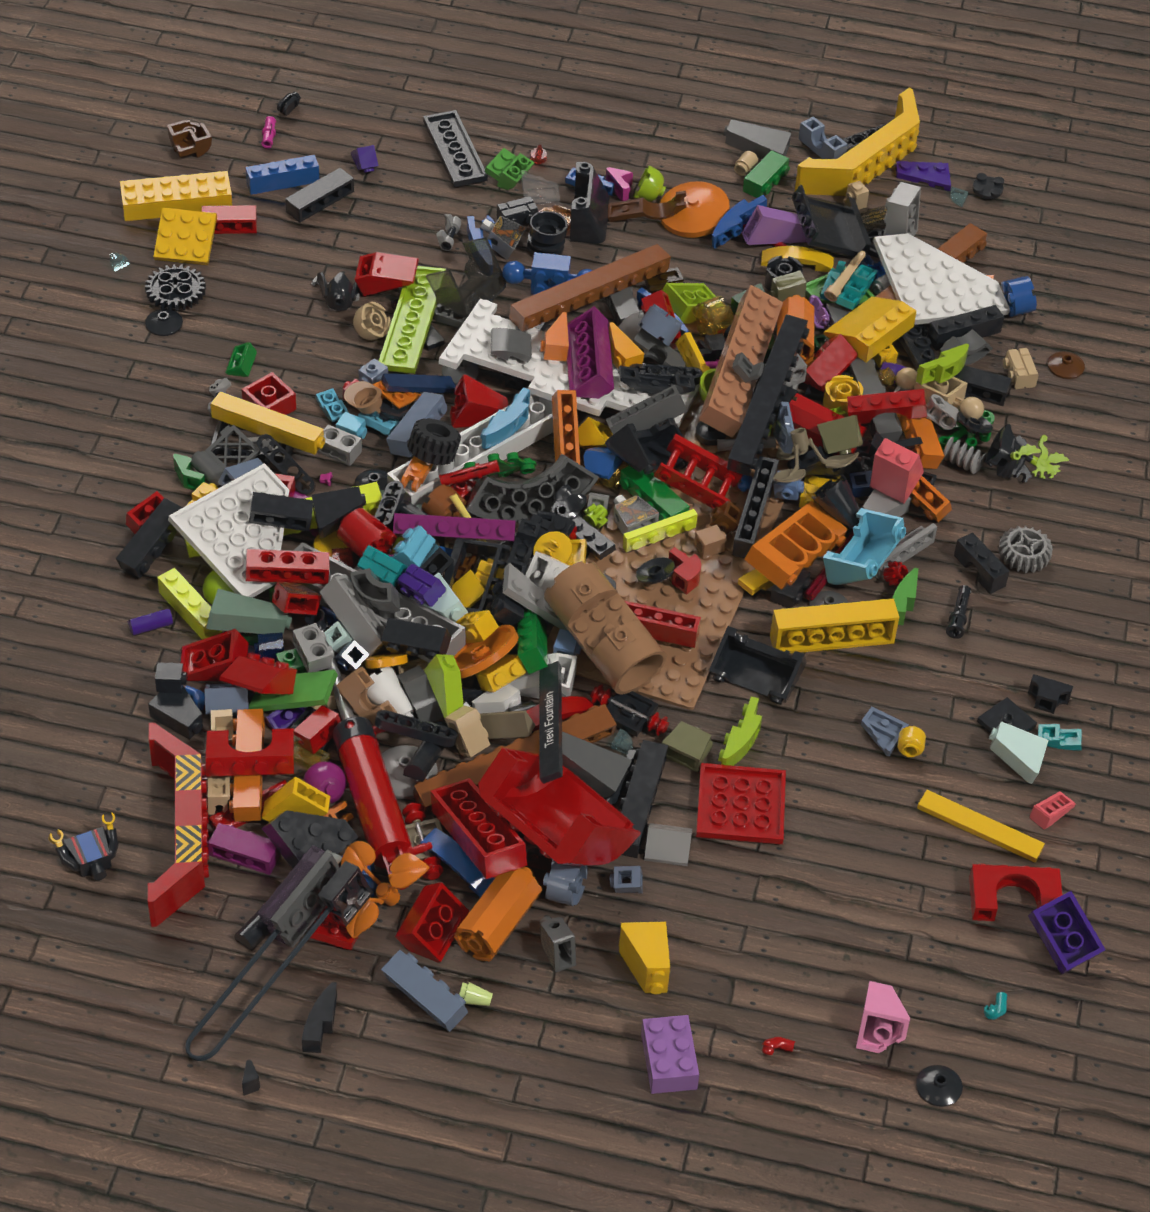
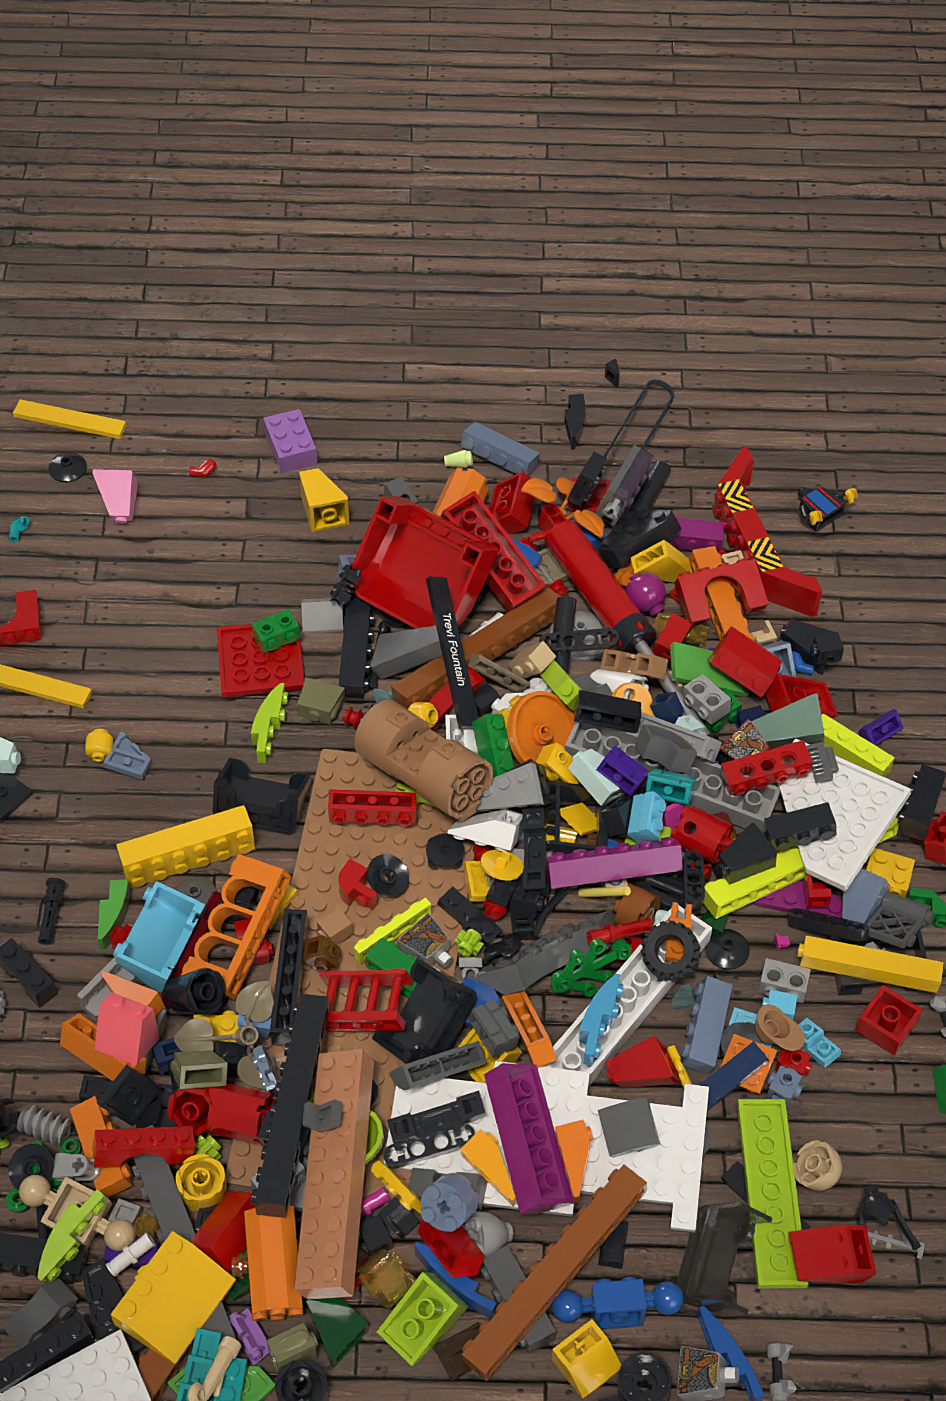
camera: 170 degrees right, 5 degrees up
(232, 564) = (823, 757): none -> dark grey piece
(450, 386) = (676, 1059): none -> yellow animal
(589, 257) = (586, 1359): none -> yellow slope
(591, 694) = (425, 711): none -> yellow head
(595, 424) = (494, 1028): none -> dark grey brick
(644, 834) = (345, 575): none -> black hinge
(722, 810) = (276, 631): none -> green brick
(819, 336) = (239, 1266): none -> clear orange plate
(887, 501) = (133, 991): none -> orange slope
(900, 362) = (130, 1254): none -> white pin
(936, 1150) = (69, 419): none -> yellow tile

